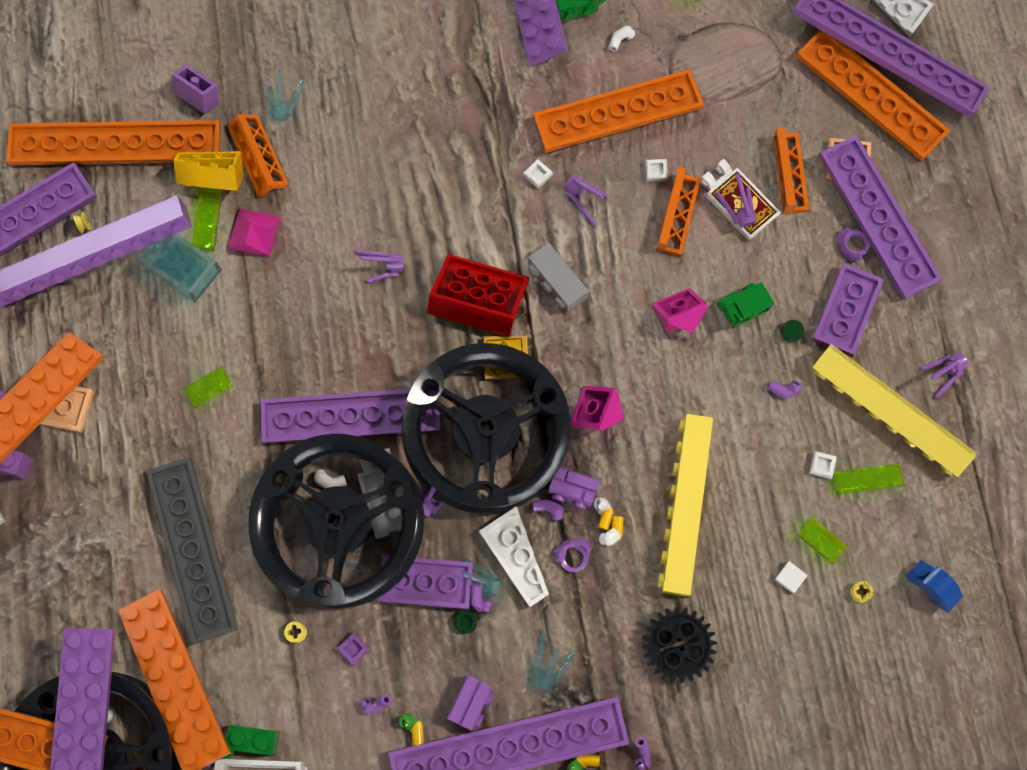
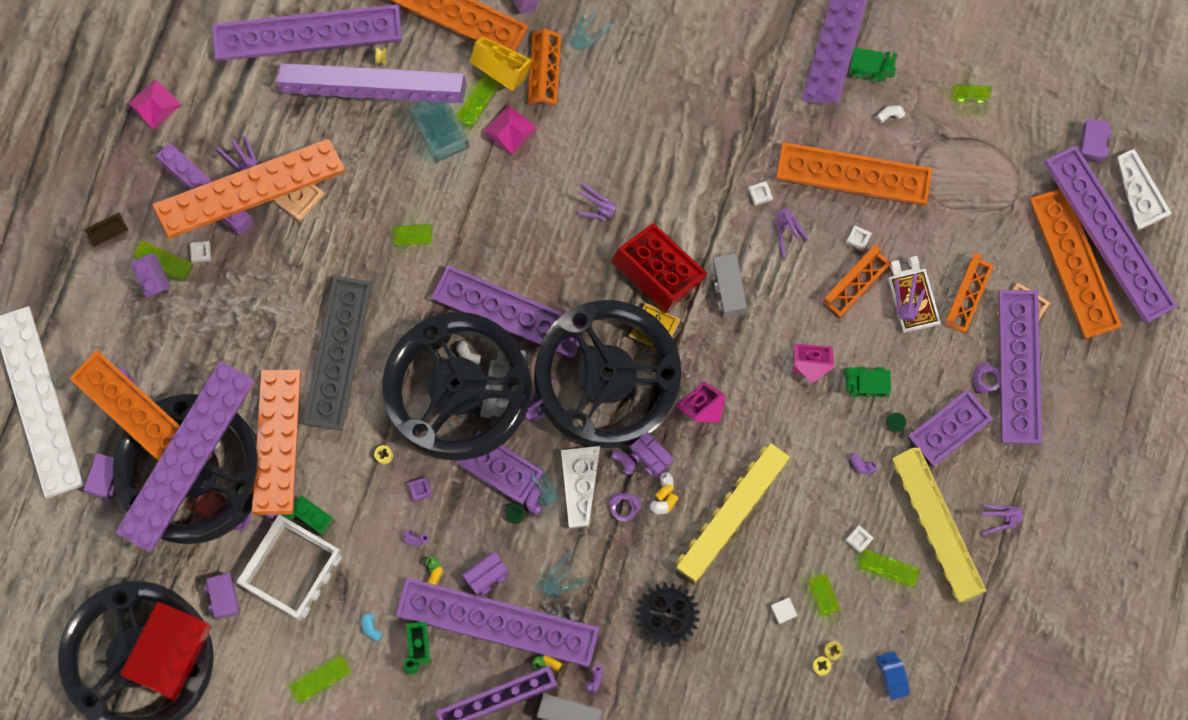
camera: 30 degrees right, 0 degrees up
(865, 609) = (823, 672): none -> light yellow bush

